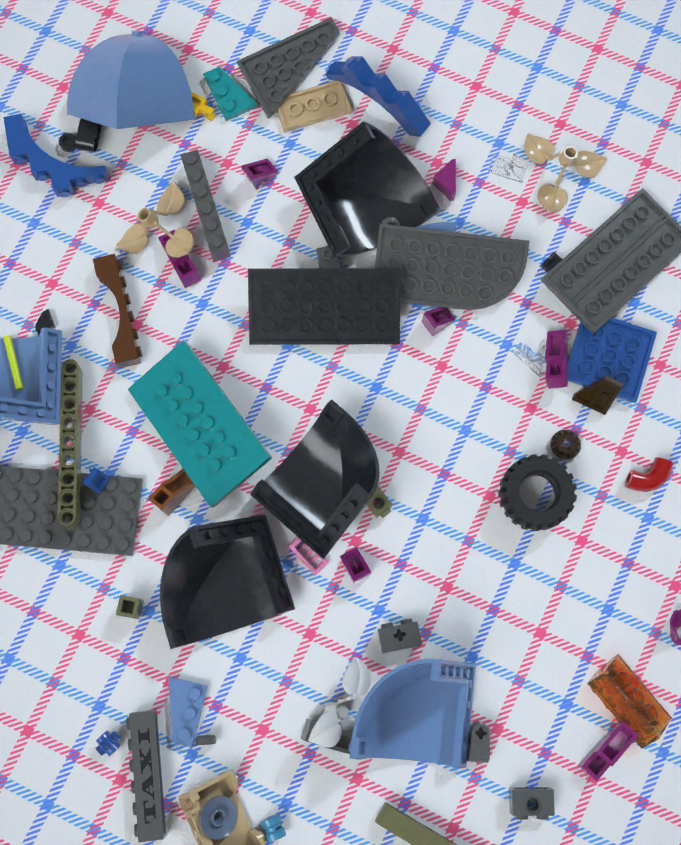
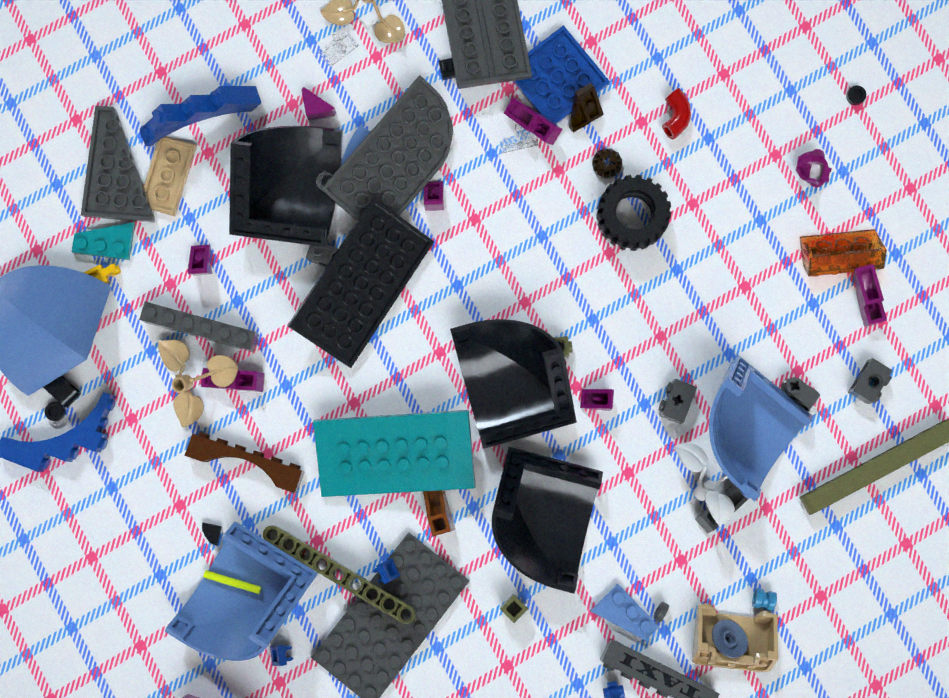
camera: 55 degrees left, 5 degrees up
(318, 567) = (546, 440): bright pink slope -> none

